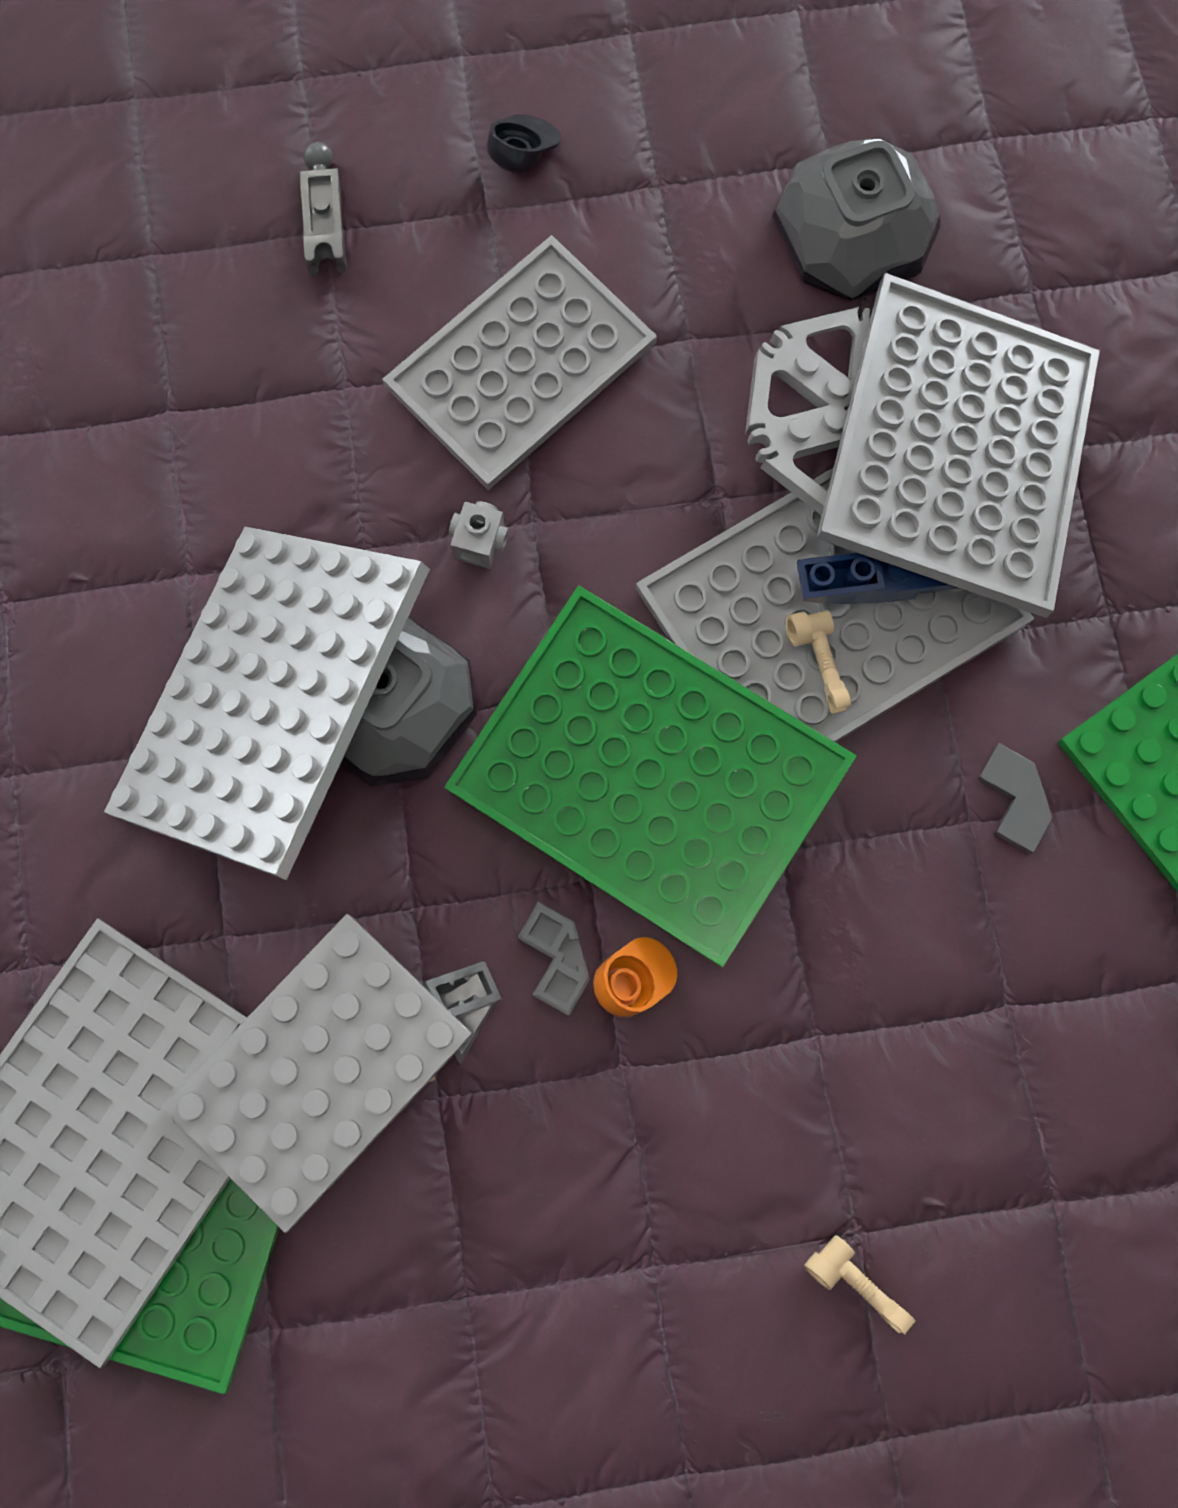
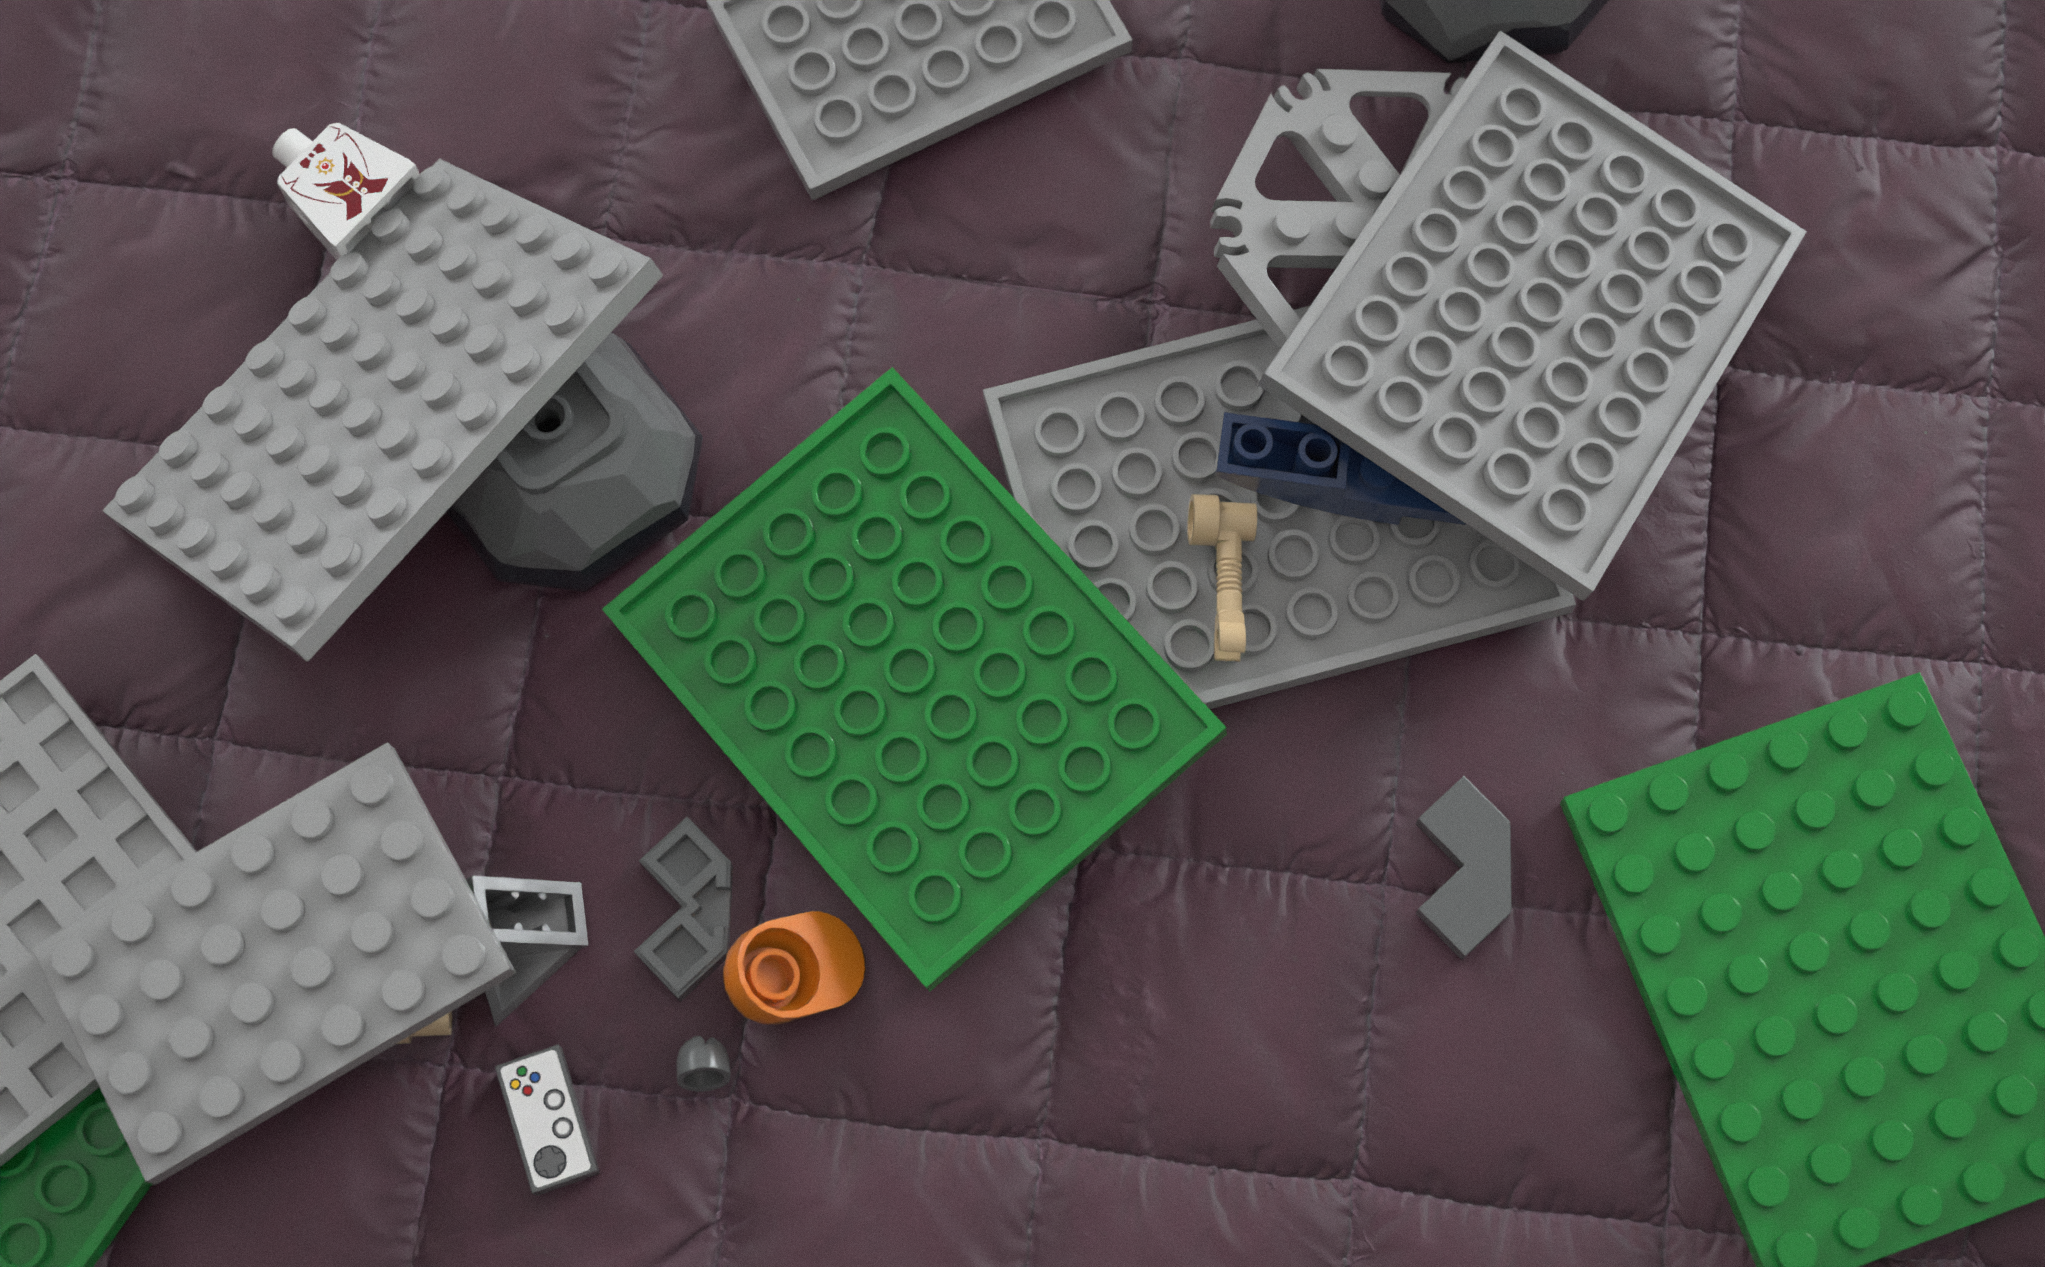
camera: 20 degrees right, 5 degrees down
(188, 560) = (340, 183): none -> white torso
(478, 534) = (771, 256): light grey brick -> none
(512, 1114) = (547, 1120): none -> tile
(597, 1052) = (702, 1065): none -> dark grey hinge

